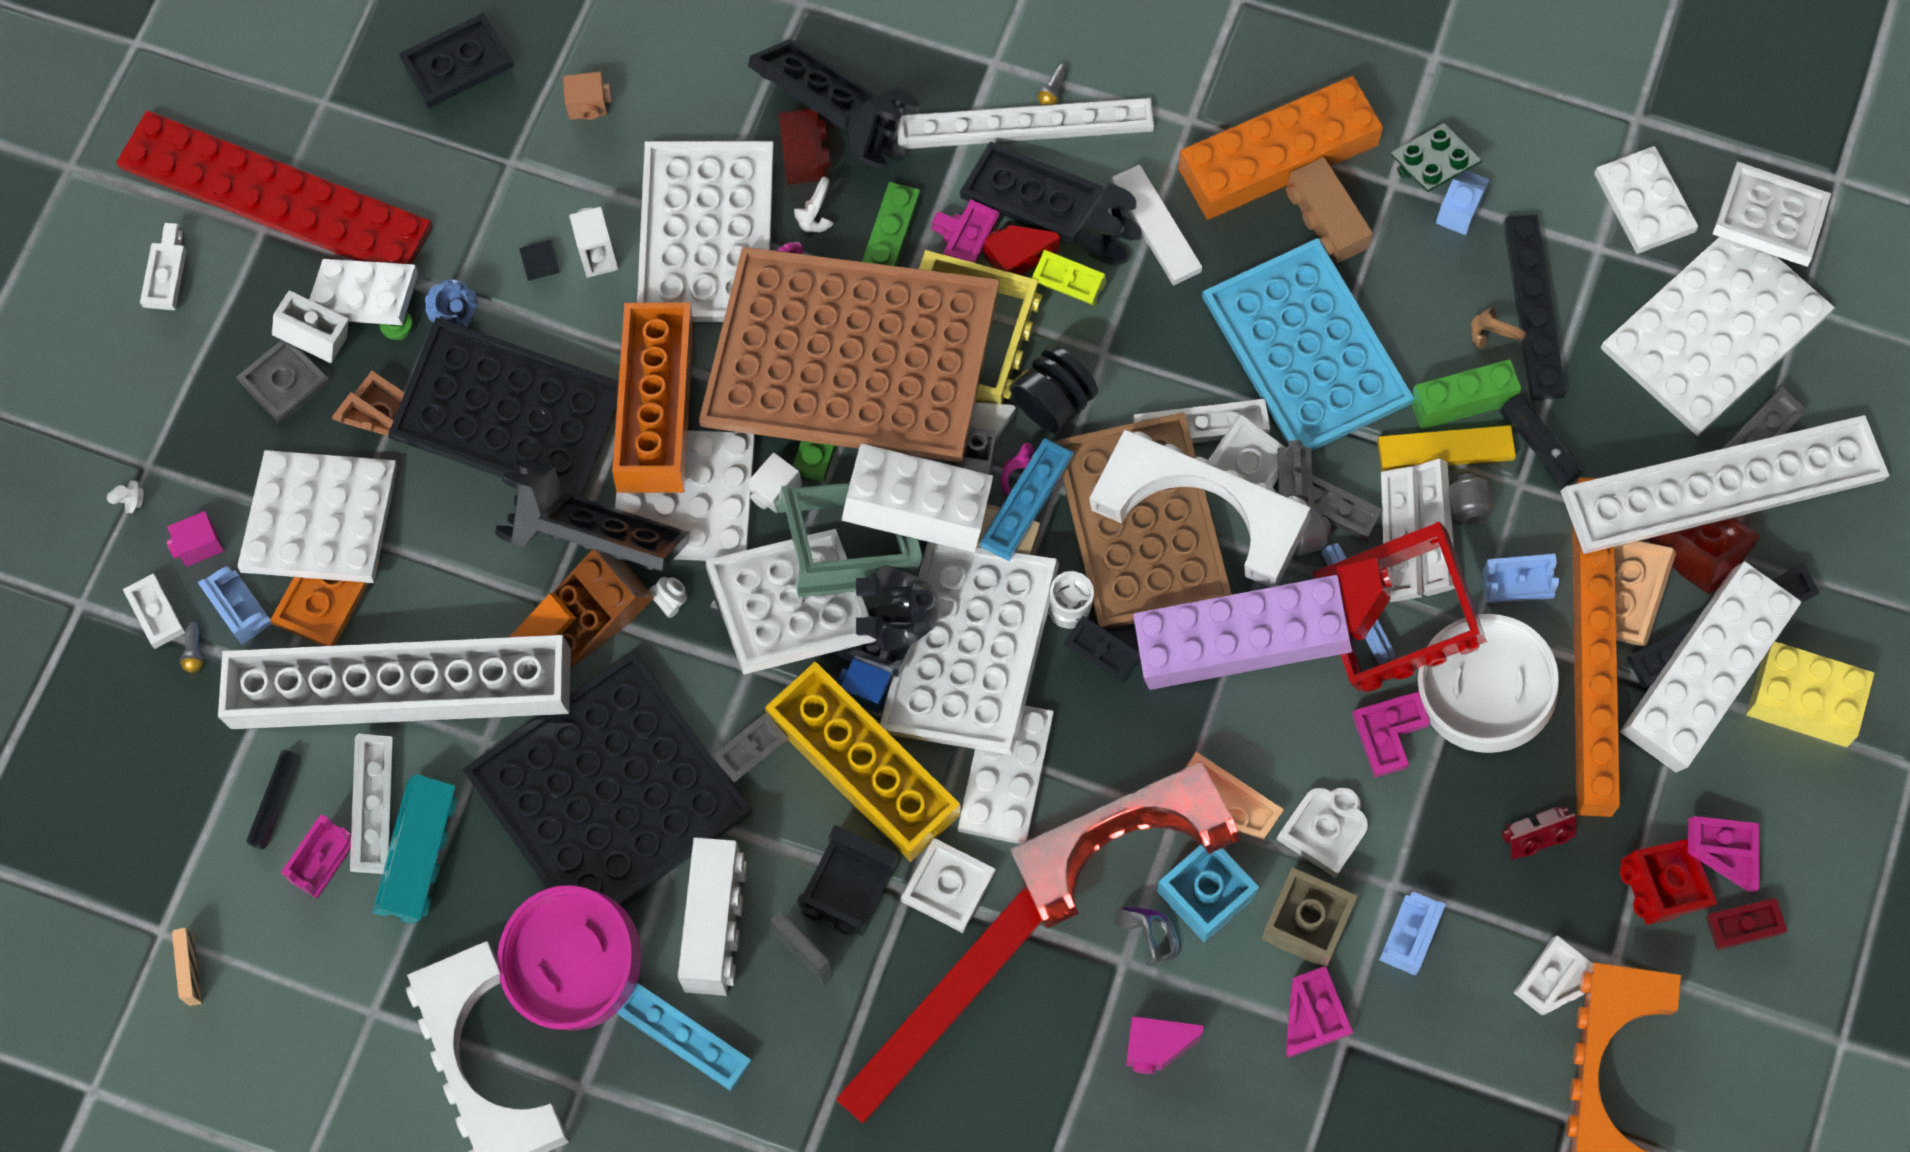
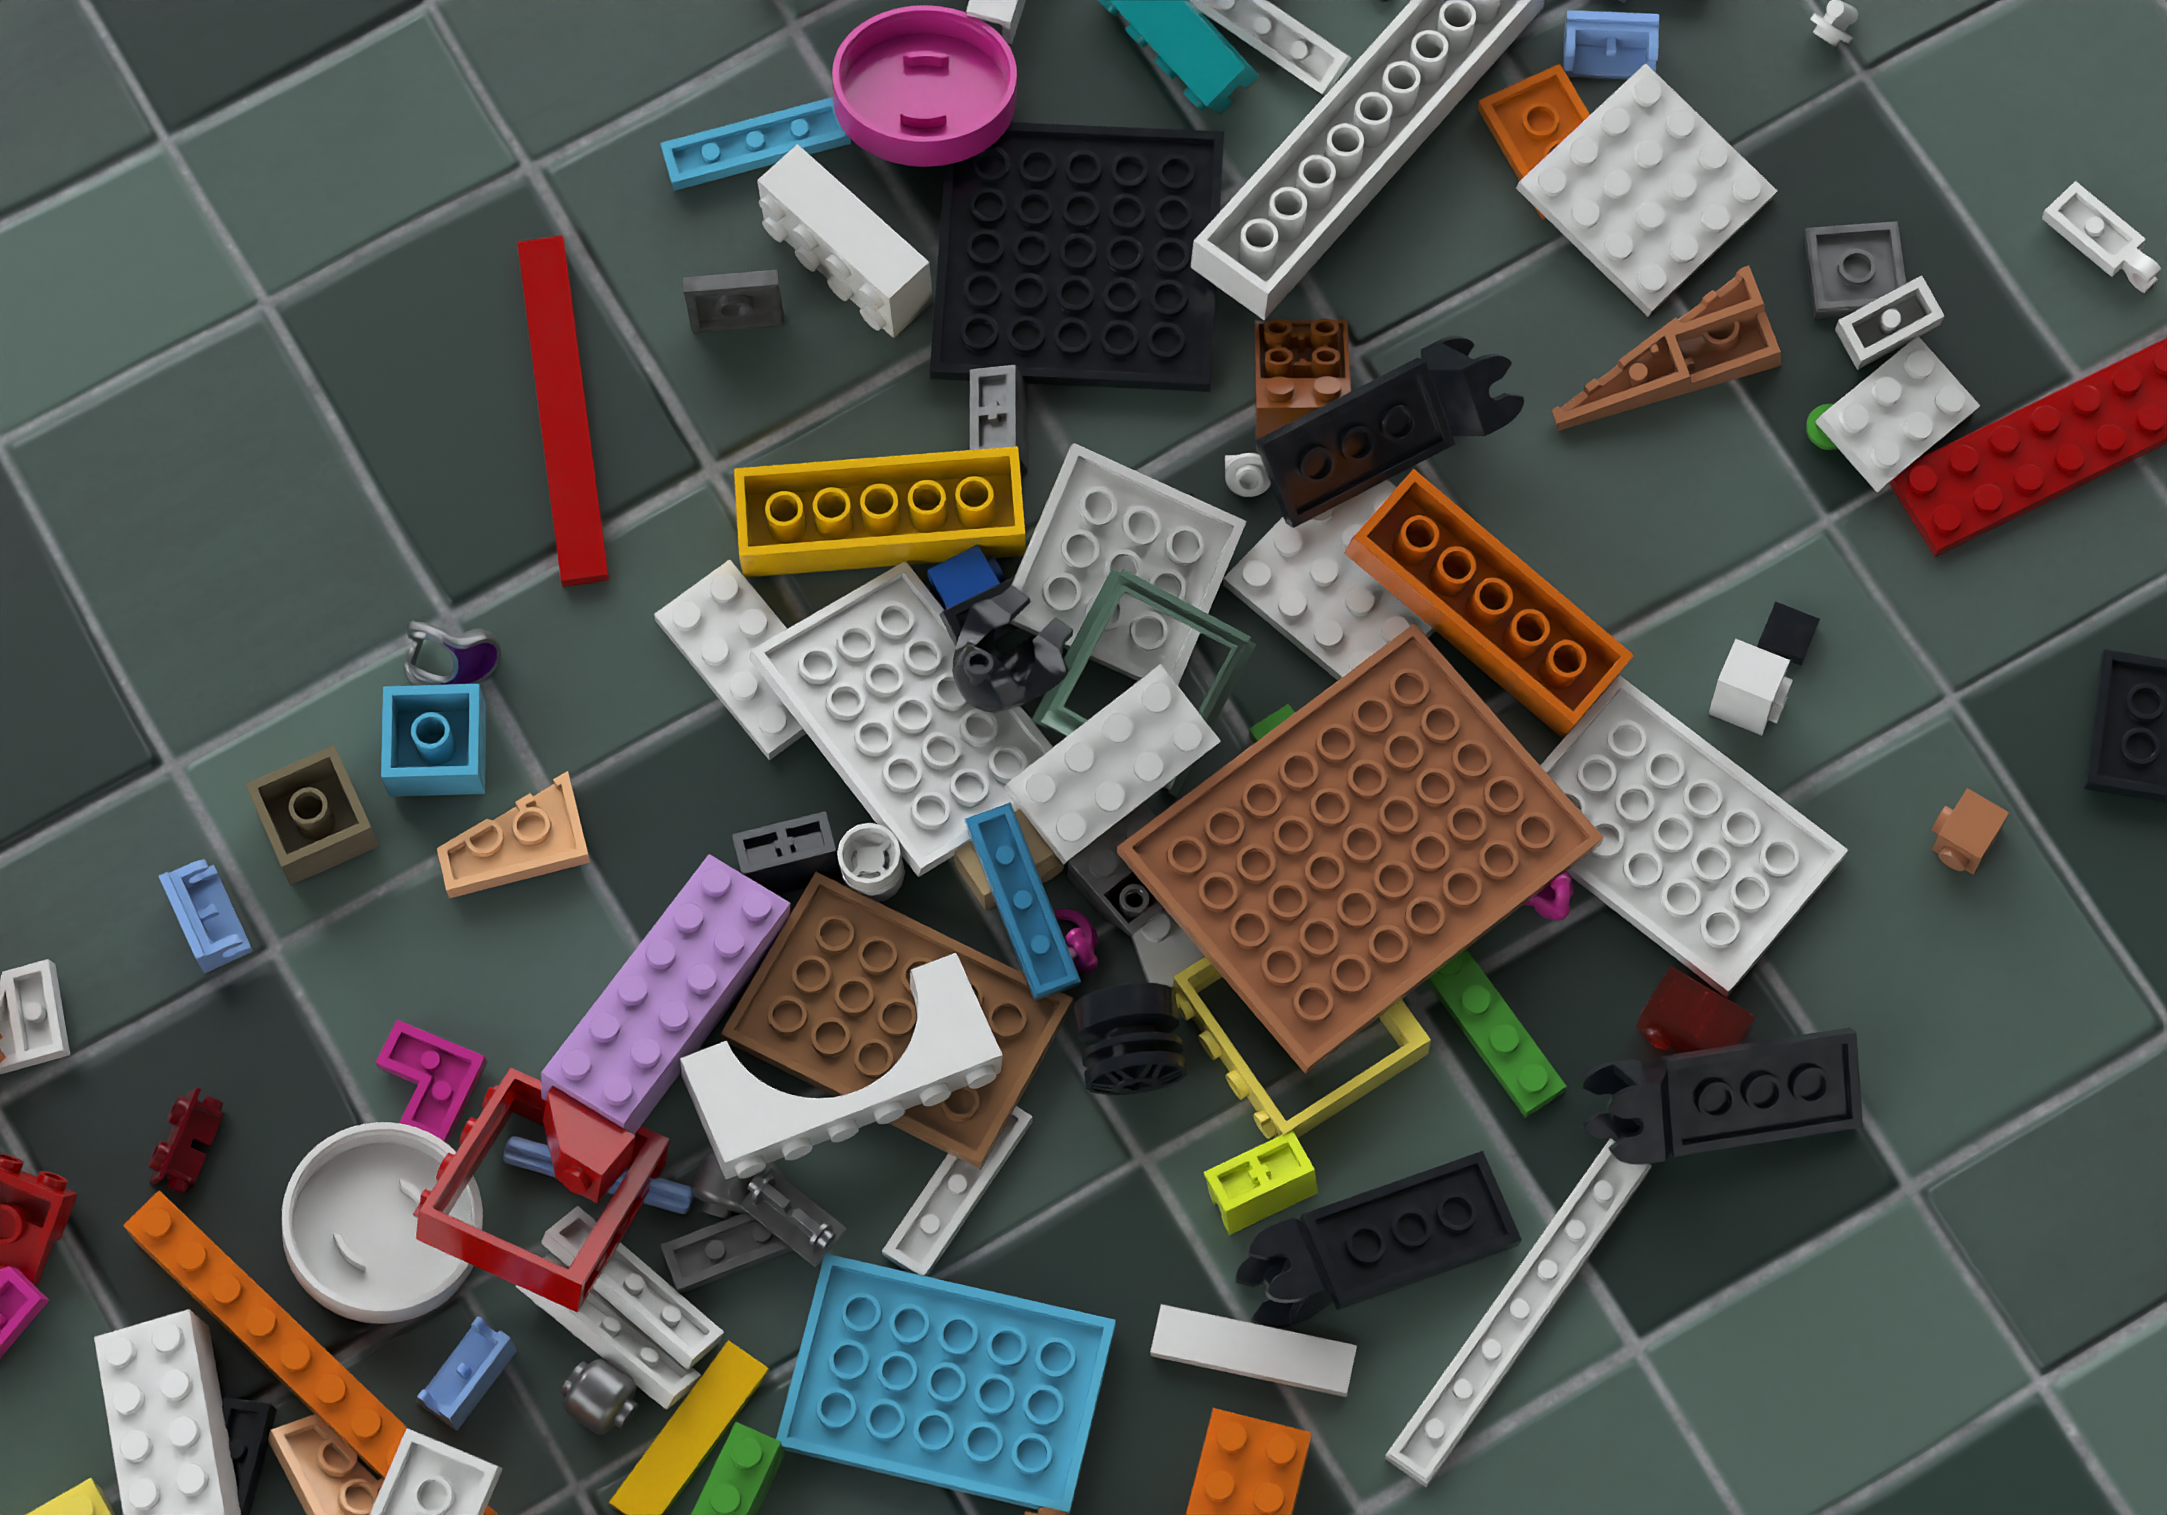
camera: 130 degrees right, 0 degrees up
(194, 539) = (1722, 54): dark pink brick -> none
(451, 302) = (1797, 487): medium blue piece -> none
(504, 404) = (1612, 450): black plate -> none
(548, 619) = (1316, 312): orange tile -> none
(769, 478) = (1283, 668): white brick -> none
(806, 216) = (1601, 964): white piece -> none
(848, 882) = (769, 406): black panel -> none
(948, 885) = (678, 503): white plate -> none
(967, 231) = (1423, 1119): dark pink hinge -> none
(1019, 248) = (1351, 1152): red slope -> none
(1050, 92) = (1533, 1368): flat silver piece -> none
(1158, 1043) = (332, 573): dark pink slope -> none
(1178, 802) = (601, 610): clear red arch -> none
(1248, 452) = (864, 1185): white plate -> none
(1314, 1013) = (217, 748): dark pink wing -> none
(1326, 828) = (391, 926): white plate -> none

